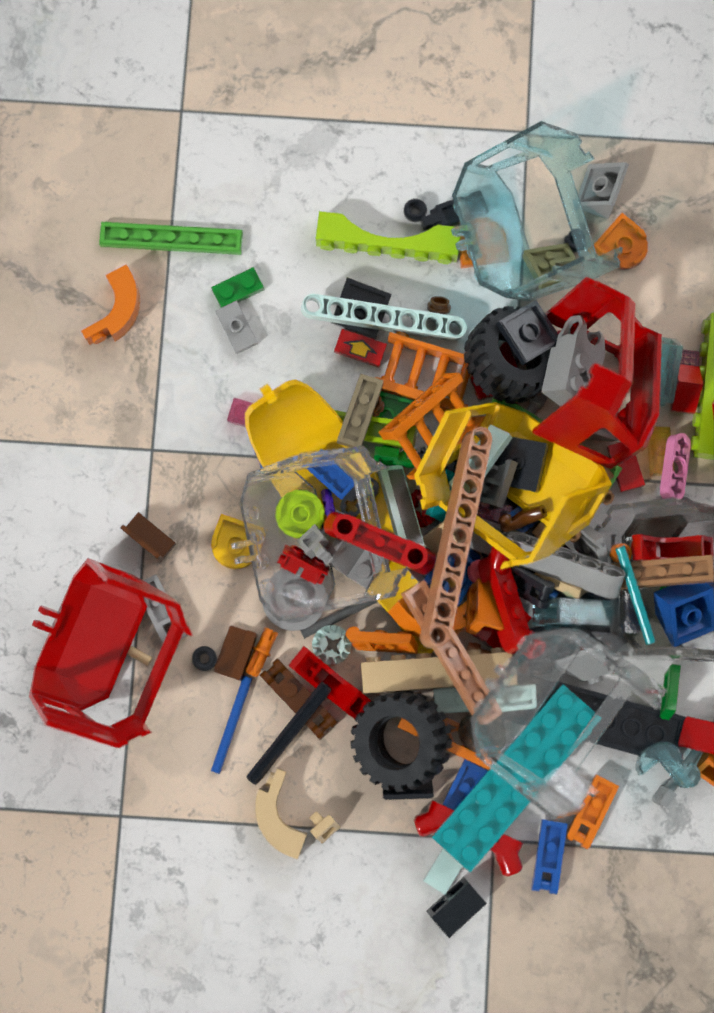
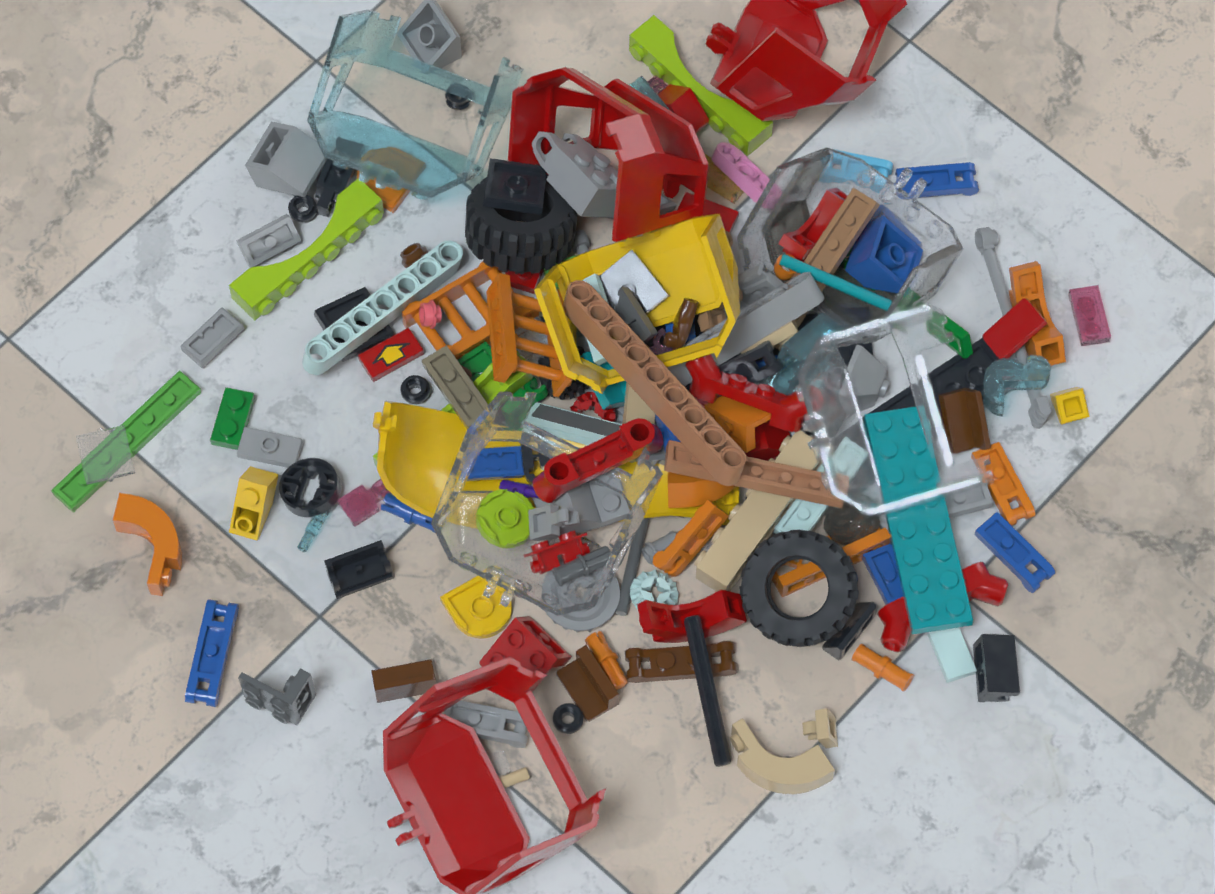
camera: 50 degrees left, 15 degrees down
(72, 482) = (284, 707): none -> dark grey bracket
(73, 405) = (211, 652): none -> blue plate
(141, 639) = (500, 763): none -> clear piece
(148, 233) = (105, 454): none -> clear piece
(190, 347) = (253, 502): none -> yellow slope
(197, 449) = (358, 569): none -> black hinge
(204, 398) = (312, 530): none -> clear light blue pin
(223, 599) = (528, 644): none -> red bracket
(224, 365) = (296, 479): none -> black piece
(231, 724) = (654, 743): blue bar -> none
(280, 230) = (212, 337): none -> light grey plate
(306, 587) = (581, 565): none -> dark grey axle
(347, 375) = (411, 382): none -> black plate
(365, 623) = (658, 545): none -> light grey pin
(373, 209) = (268, 240): none -> light grey plate
(397, 832) = (882, 667): none -> orange pin
(402, 351) = (430, 314): none -> coral plate
(434, 172) = (285, 160): none -> light grey slope
(544, 258) = (458, 131): olive plate -> none
(613, 753) = (964, 420): none -> reddish brown panel
(624, 234) = (487, 55): orange tile -> none
(688, 810) = (1070, 404): none -> yellow slope

